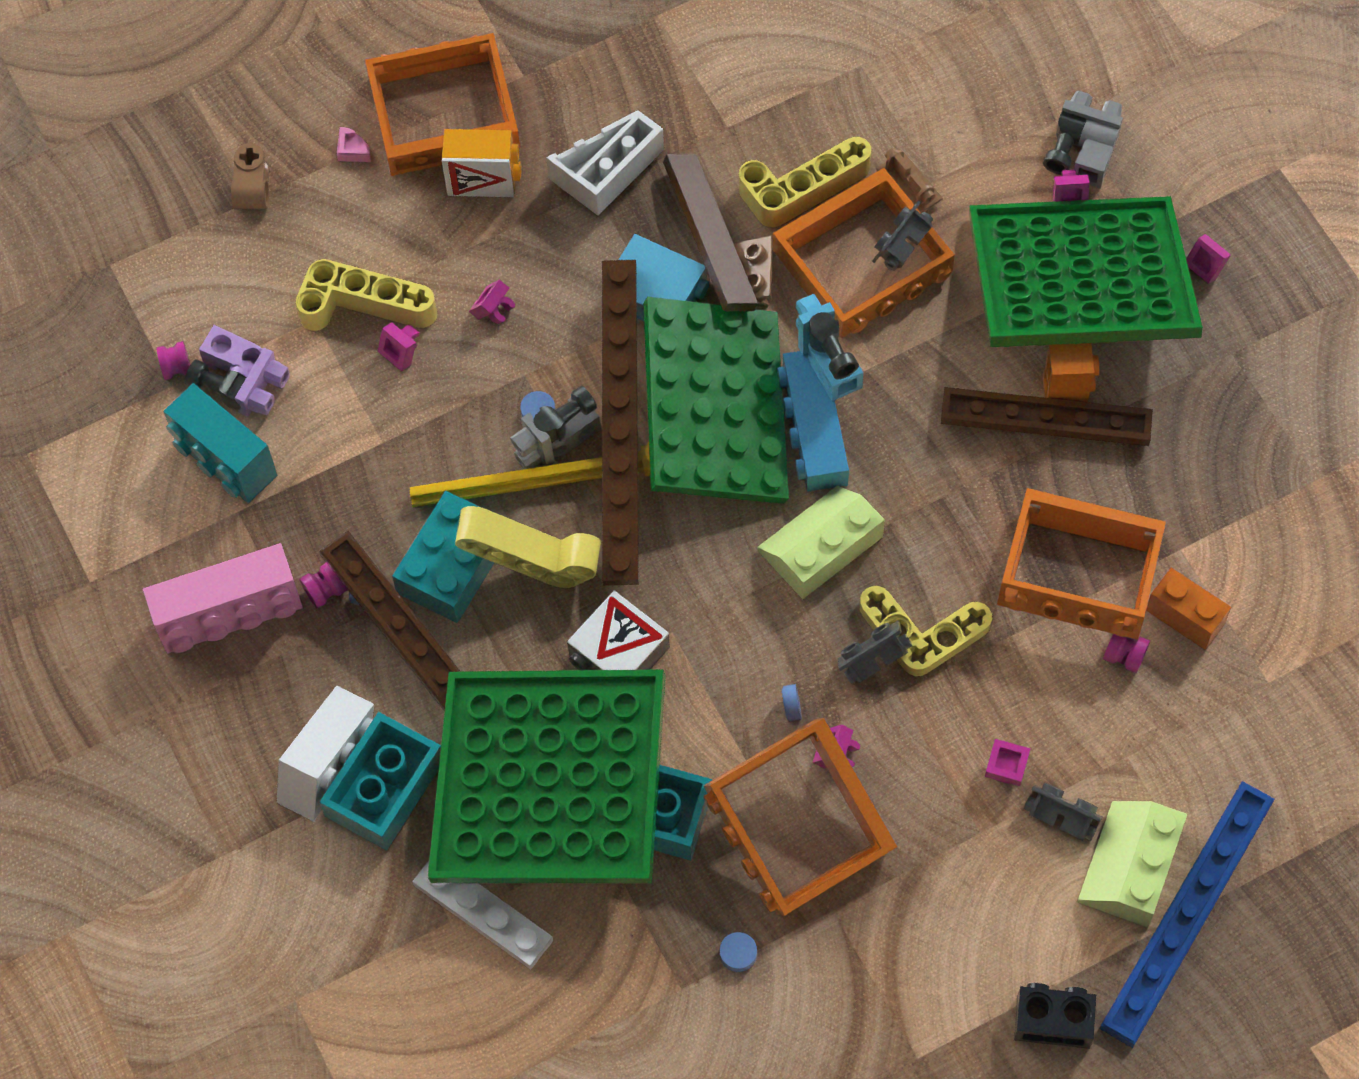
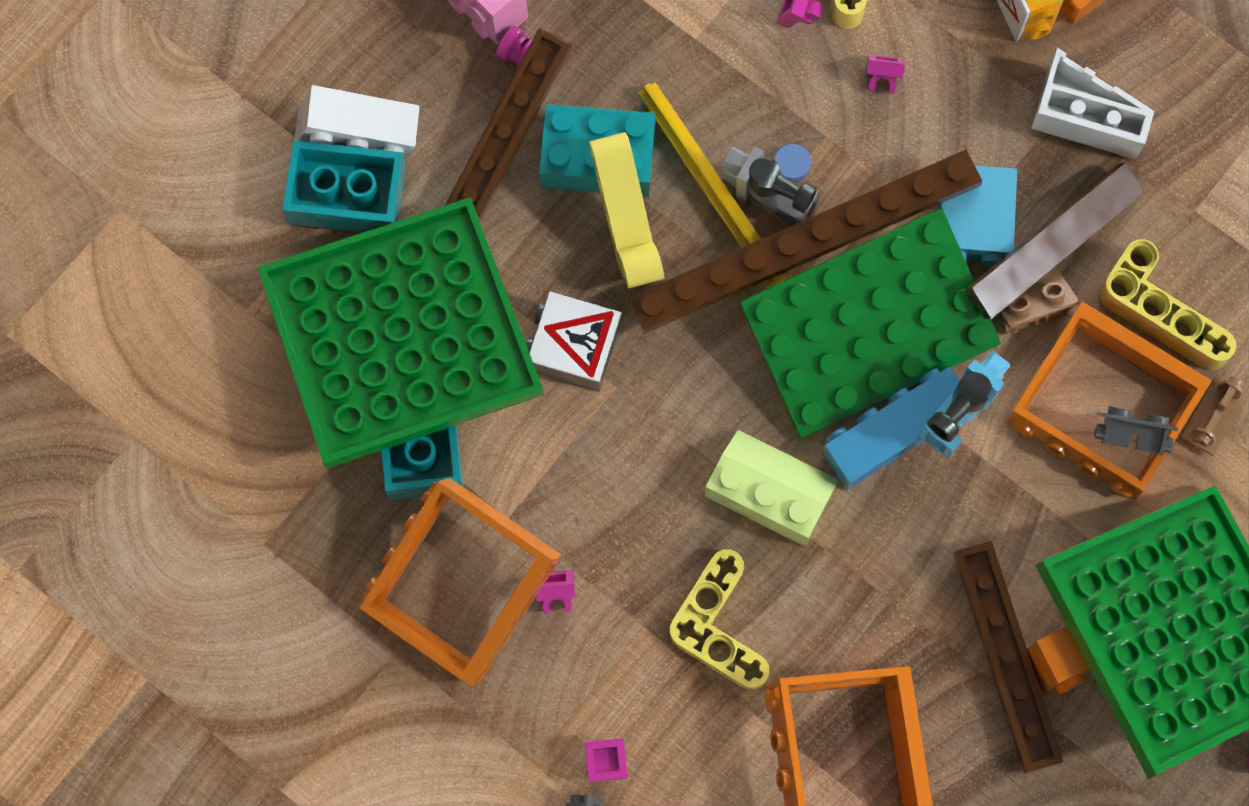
camera: 65 degrees right, 10 degrees up
(489, 917) = (257, 354): white plate -> none
(738, 952) = (316, 581): medium blue tile -> none
(791, 702) = (585, 528): medium blue tile -> none
(860, 657) = (657, 575): dark grey hinge -> none

